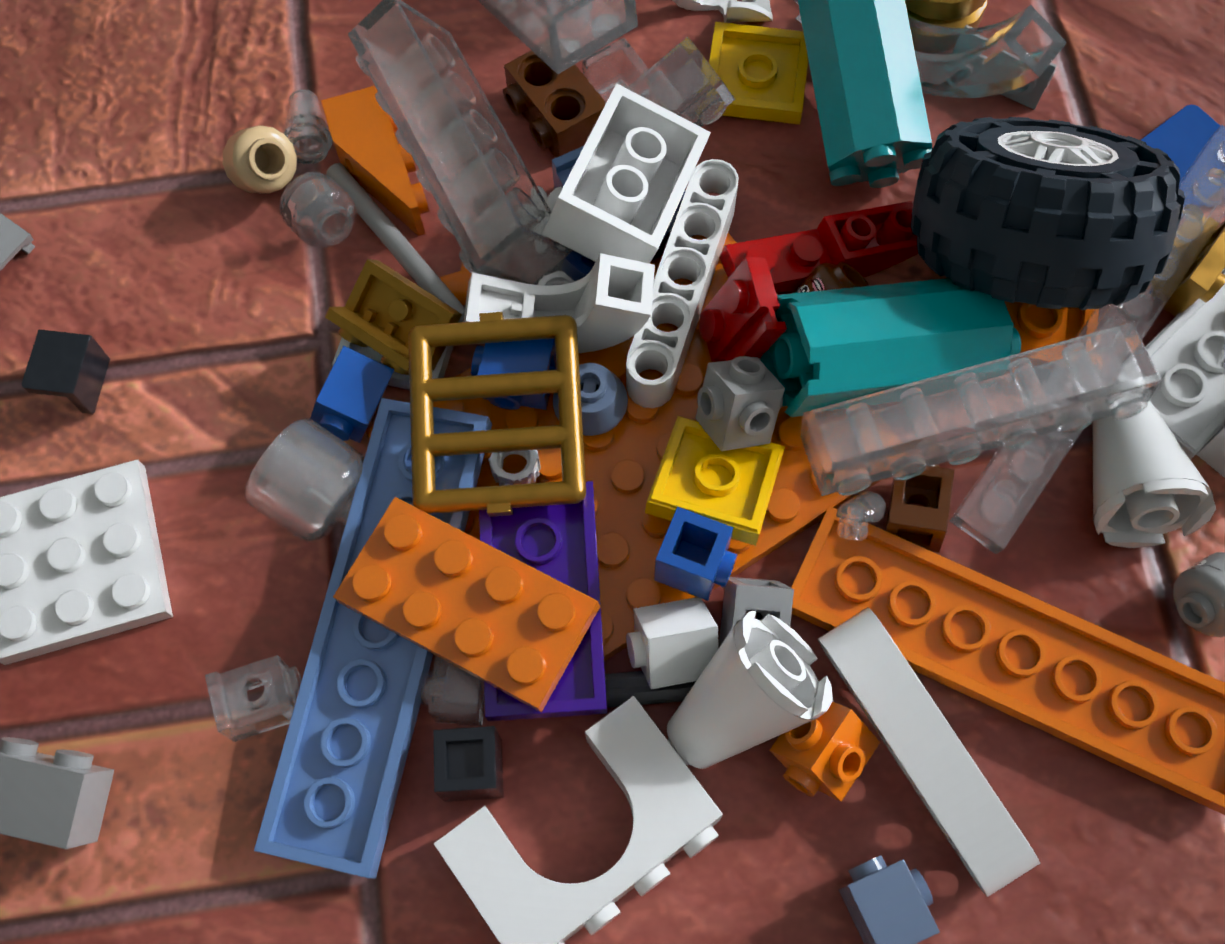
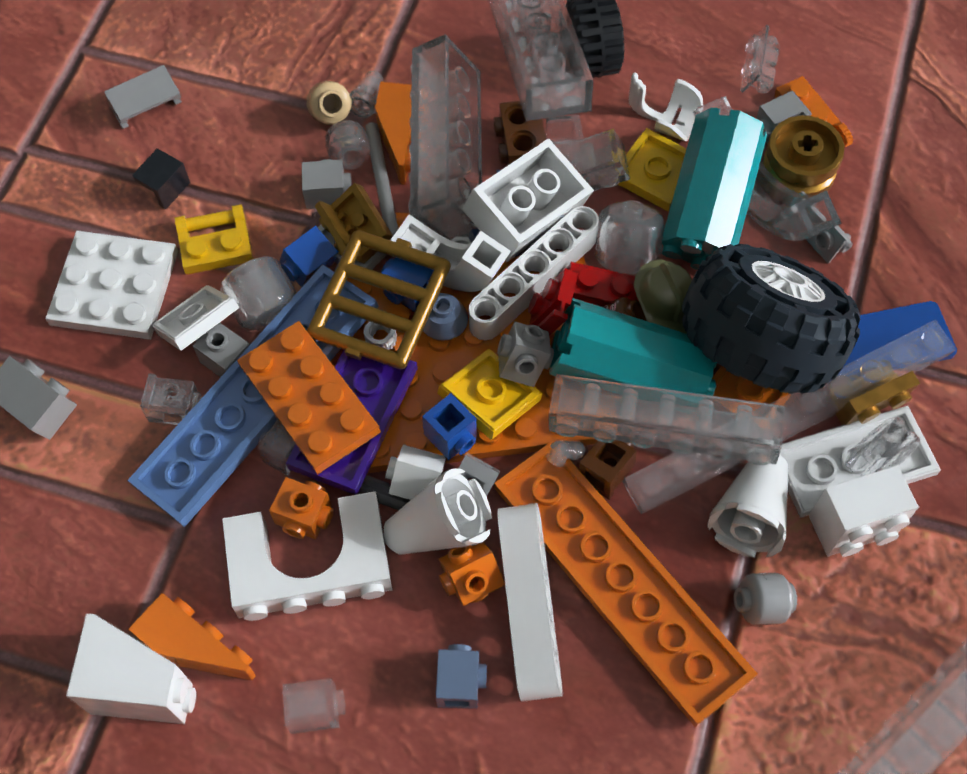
camera: 25 degrees right, 5 degrees down
(199, 441) = (216, 248): none -> yellow plate
(228, 557) = (195, 317): none -> white plate
(290, 587) = (219, 348): none -> light grey brick
(314, 277) = (324, 181): none -> light grey brick
(468, 764) = (261, 485): black panel -> none
(523, 754) = (301, 508): none -> orange brick
(782, 179) = (628, 236): none -> clear head
(876, 236) = (661, 292): none -> olive piece

